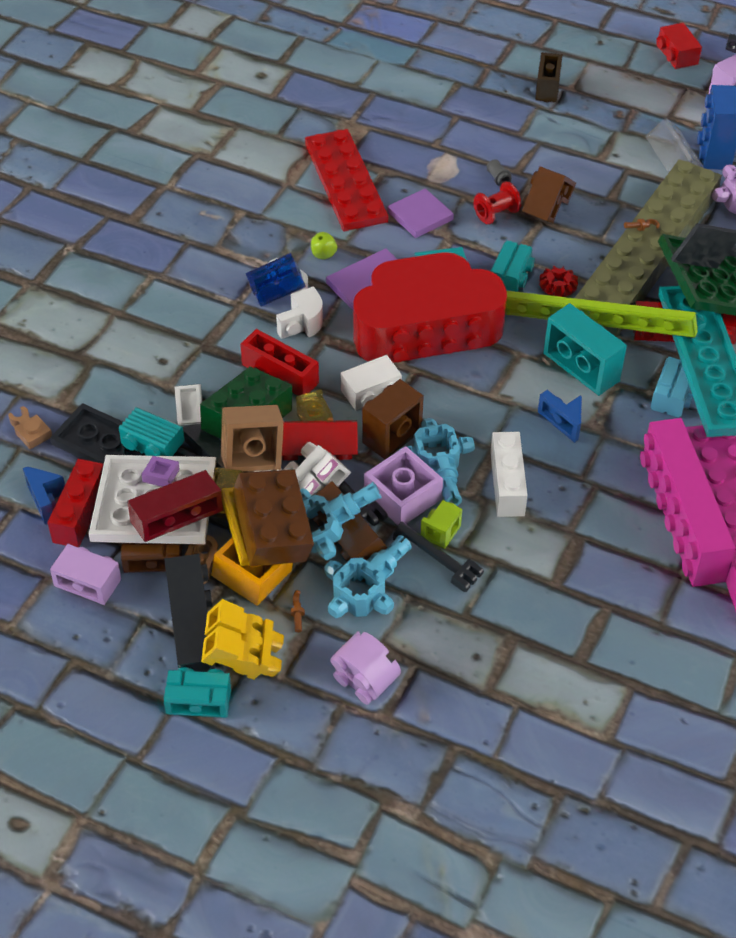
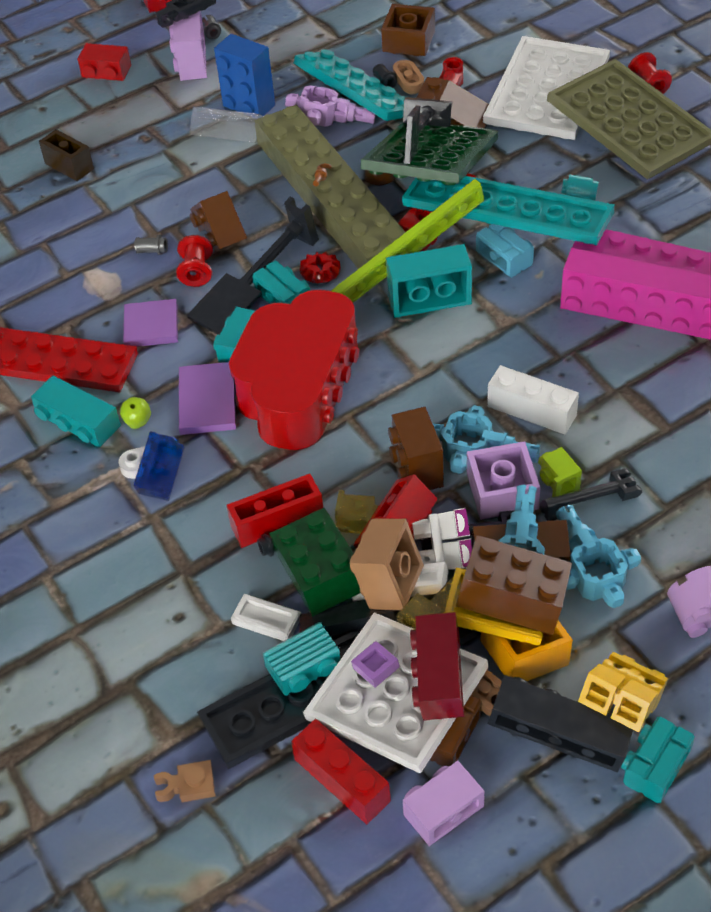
camera: 55 degrees left, 0 degrees up
(44, 488) = (291, 803): blue slope -> none
(297, 611) = (594, 633): dark orange hand -> none
(299, 213) = (75, 411): none -> teal brick
(304, 316) = (219, 462): white brick -> none
(368, 380) = (349, 452): white brick -> none
(485, 243) = (233, 292): none -> black piece
(563, 416) = (489, 333): blue slope -> none

